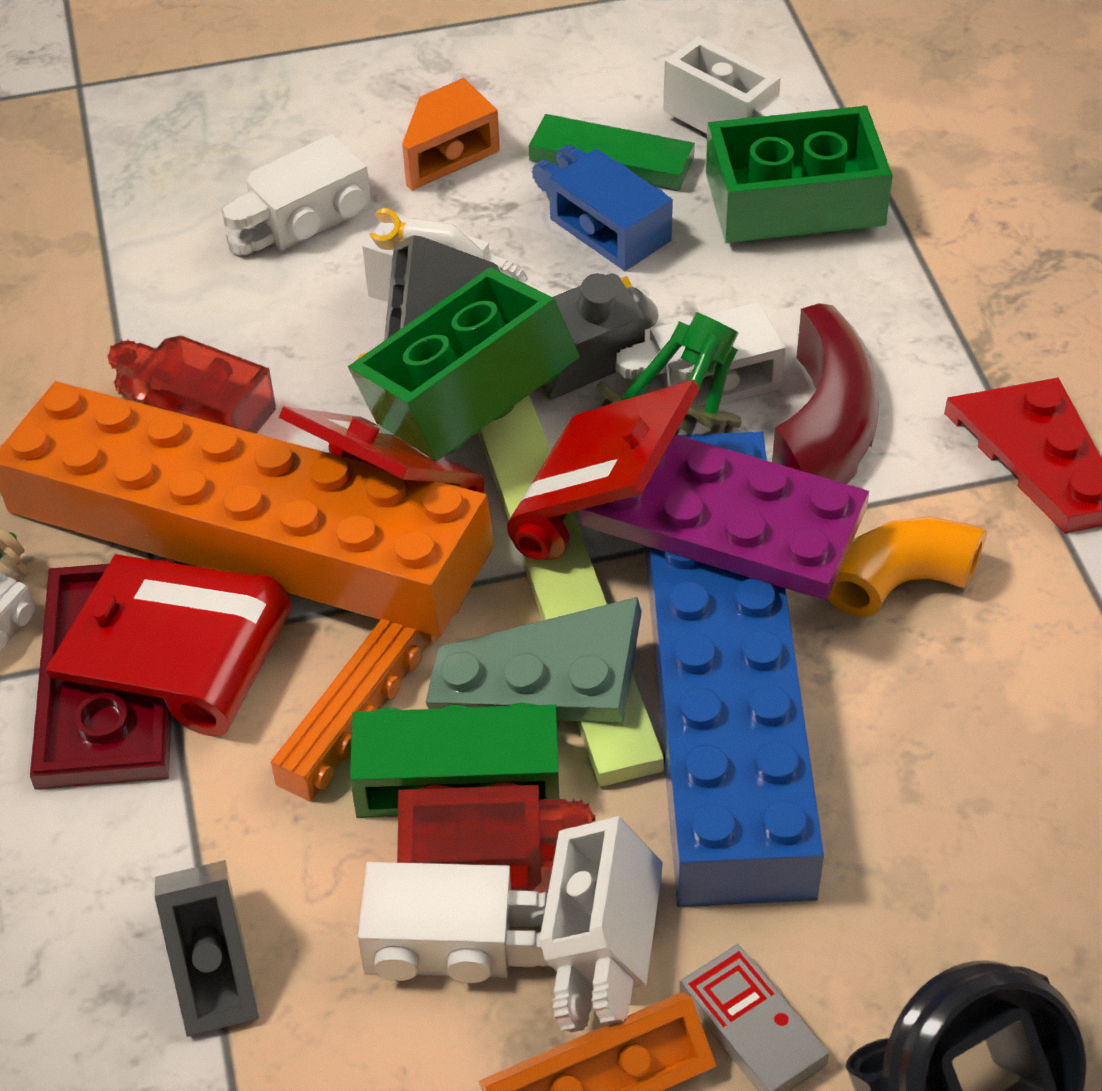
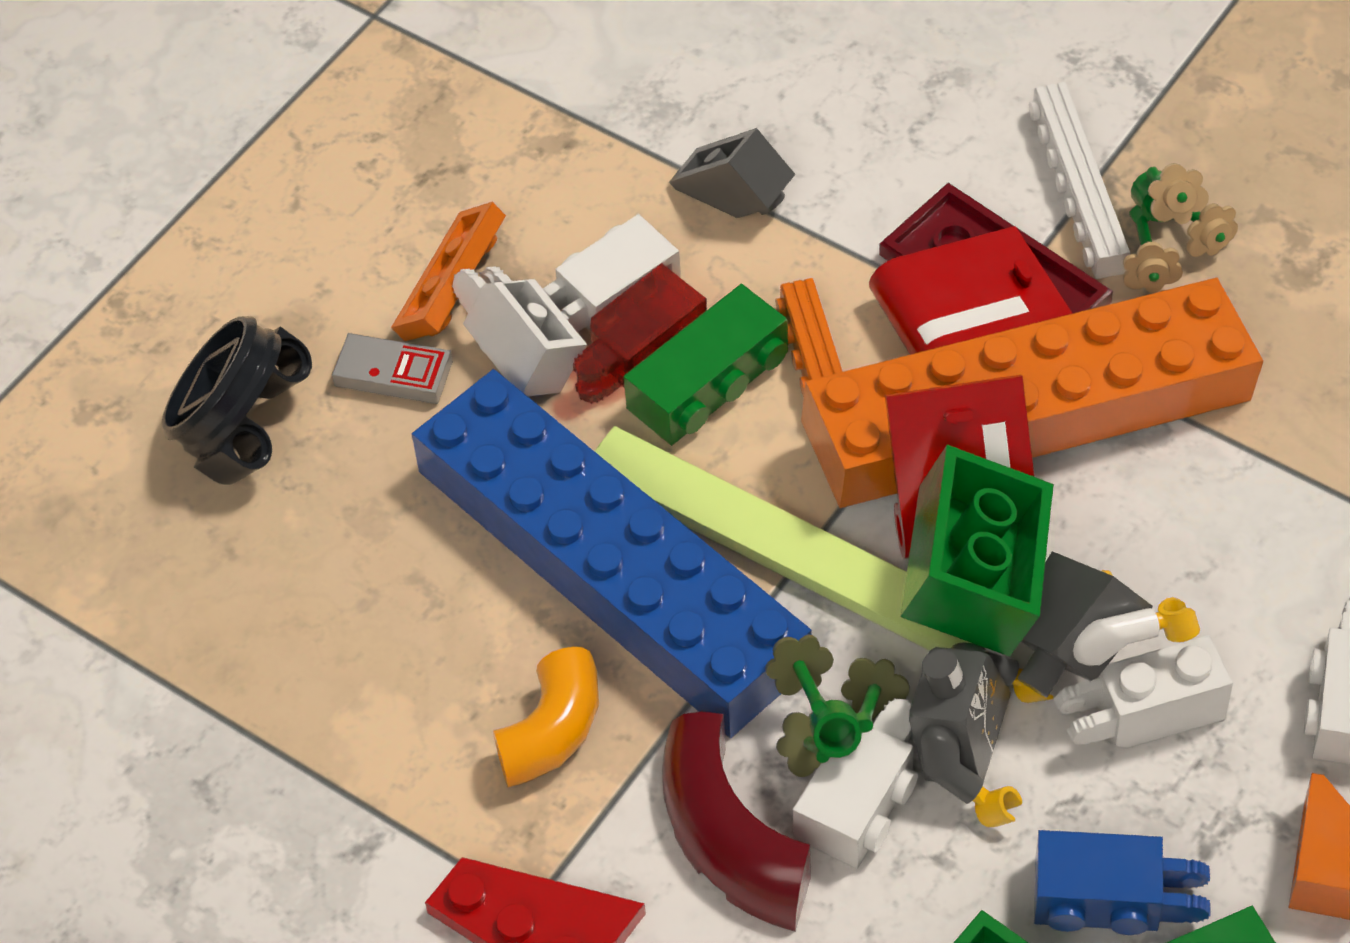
camera: 140 degrees right, 5 degrees up
(194, 381) = (1193, 465): clear red hinge -> none
(566, 661) = (714, 452): sand green wing -> none
(597, 461) = (799, 557): red door -> none
(740, 516) = (680, 592): magenta plate -> none

